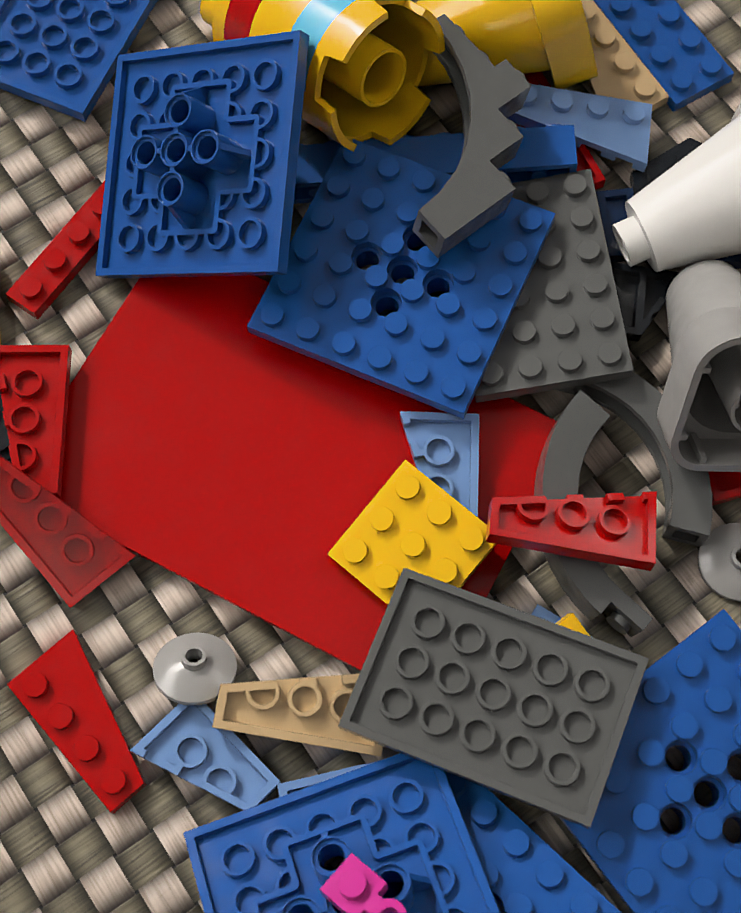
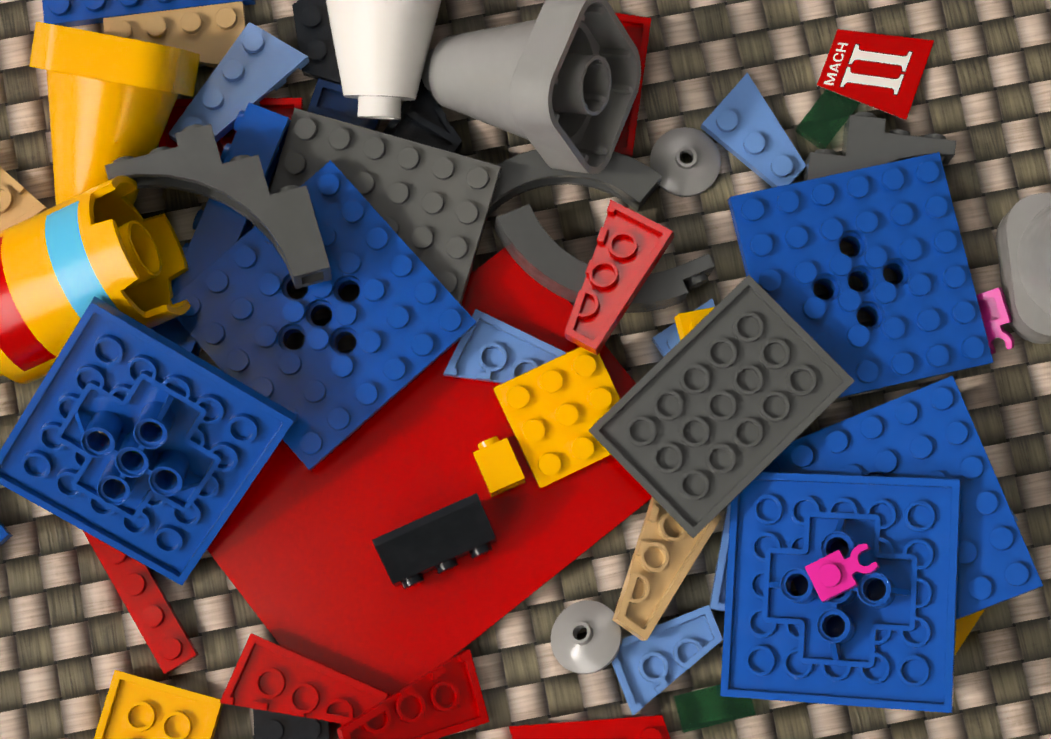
camera: 65 degrees left, 10 degrees up
(165, 822) = (708, 708): none -> clear green tile
(227, 471) = (435, 542): none -> black slope
(330, 502) = (498, 465): none -> yellow brick

